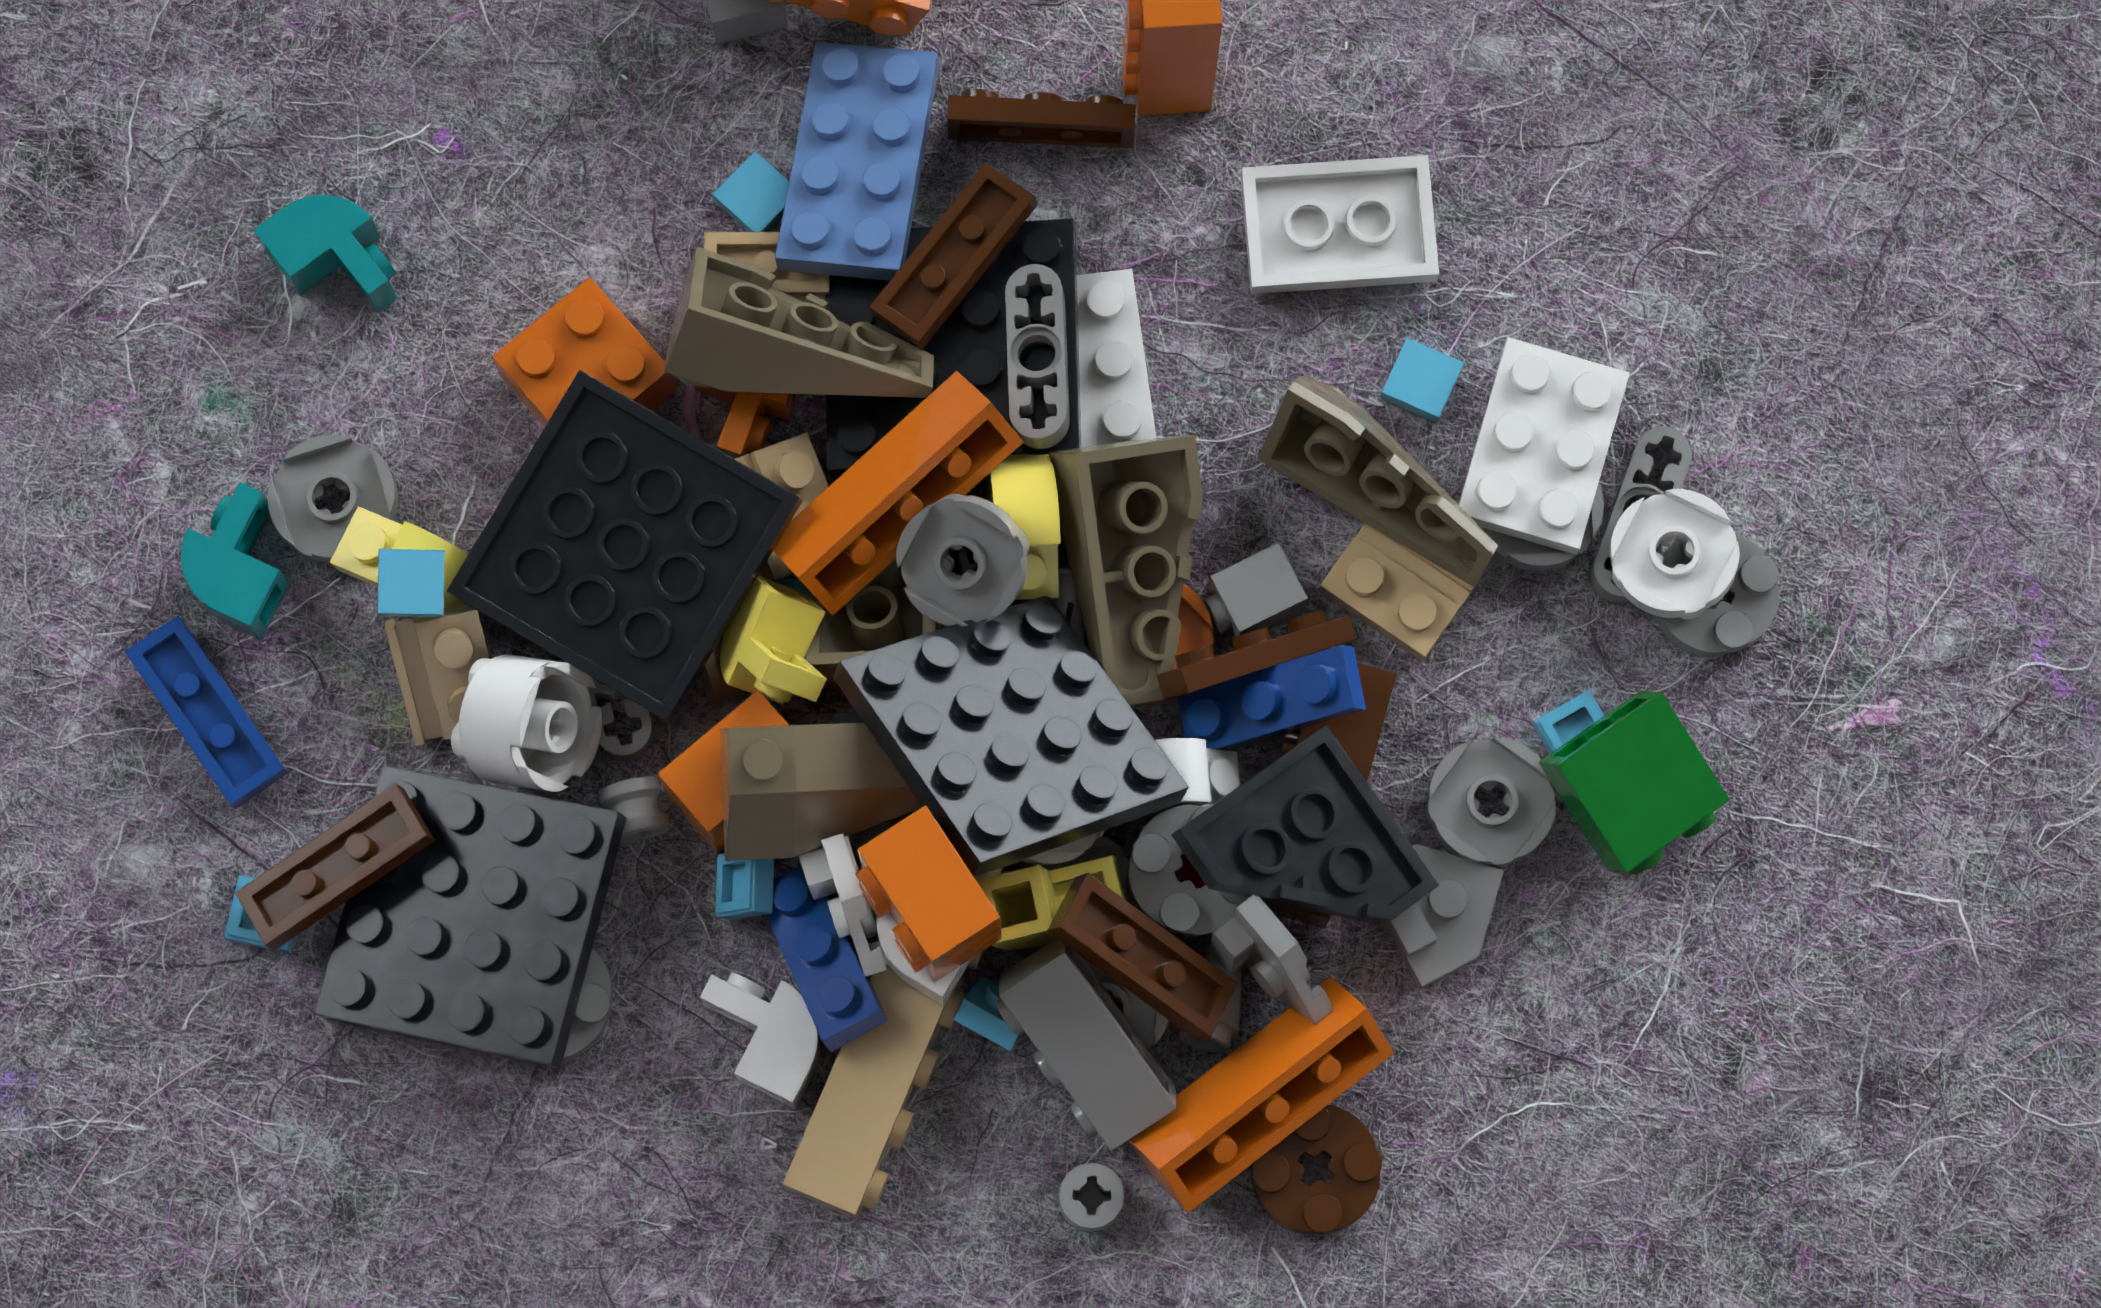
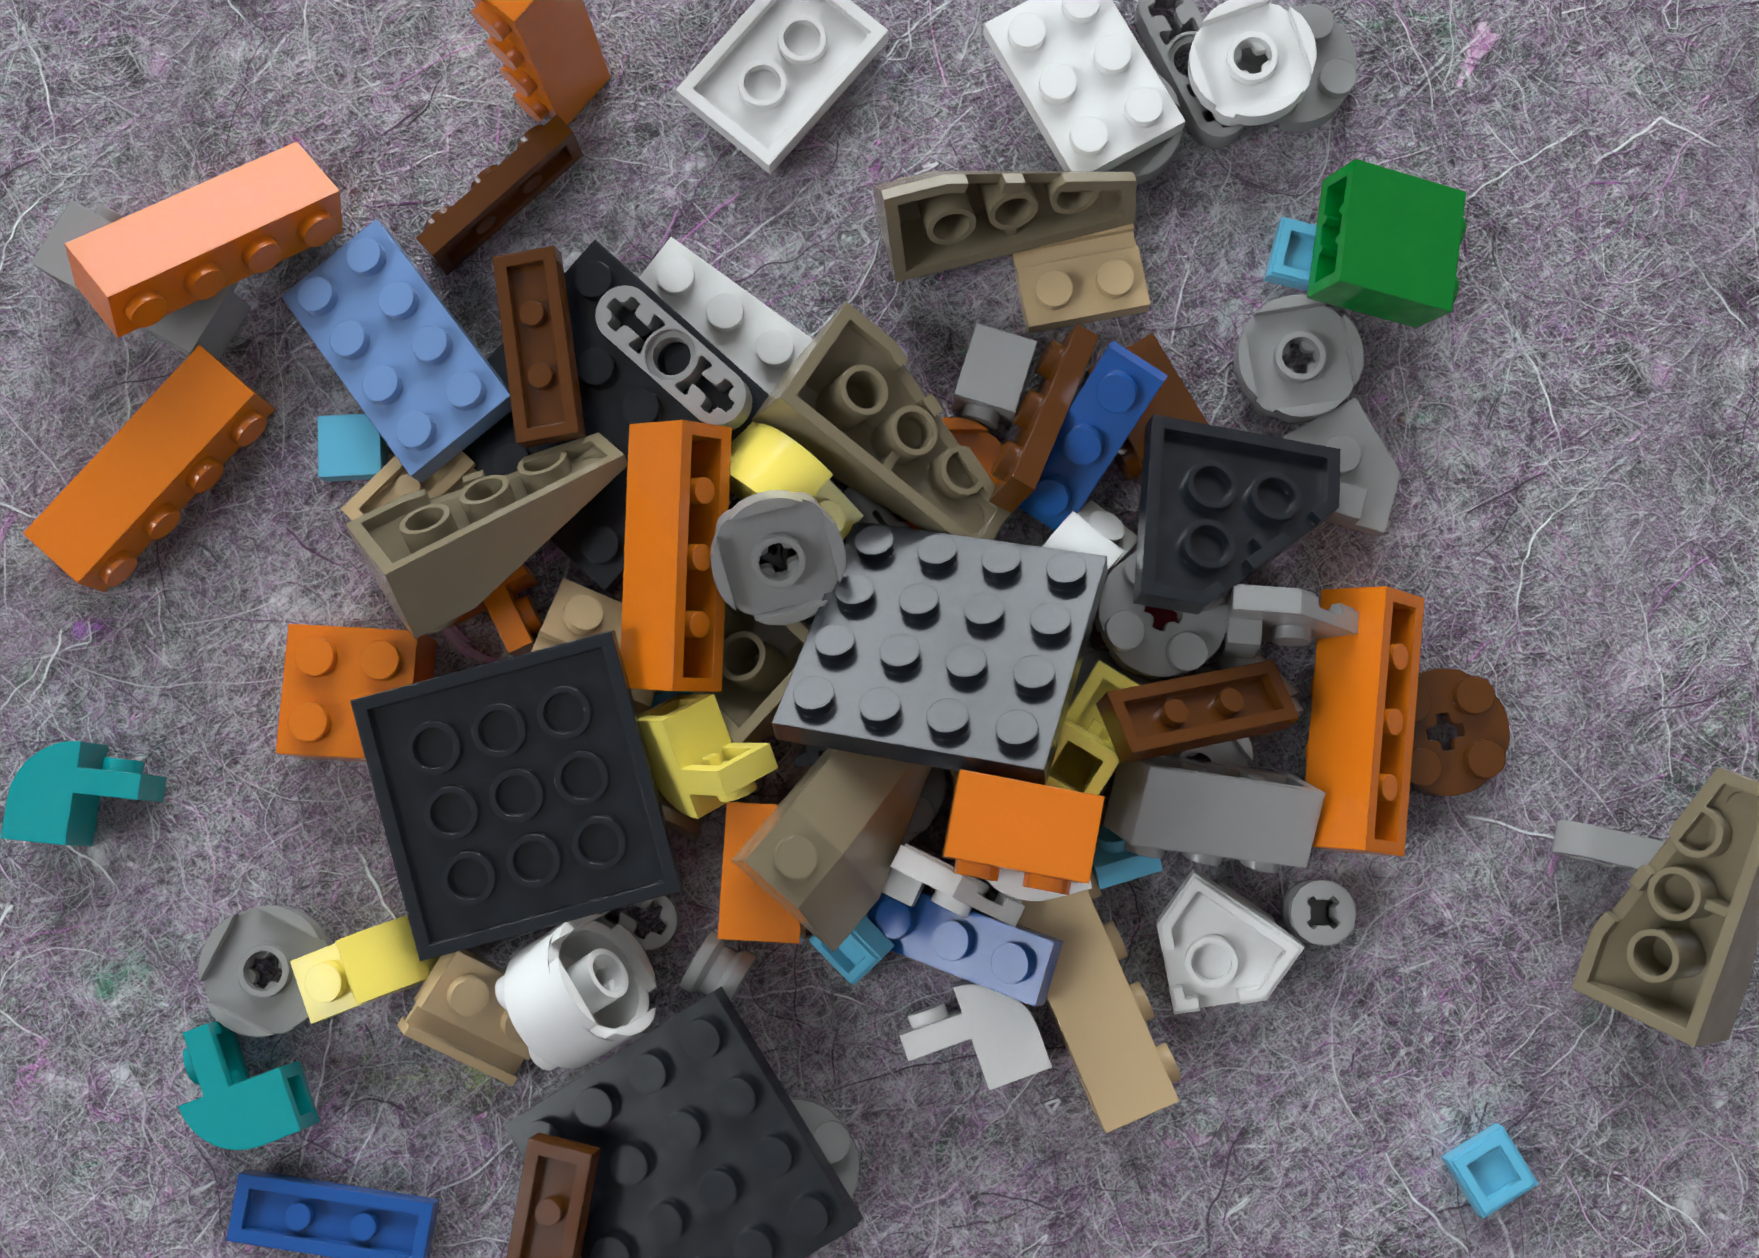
camera: 40 degrees left, 5 degrees up
(410, 583) = (386, 984): medium azure tile -> none
(603, 77) = (150, 472): none -> orange brick
(997, 1149) = (1221, 947): none -> white plate
(1421, 380) = (949, 118): medium azure tile -> none

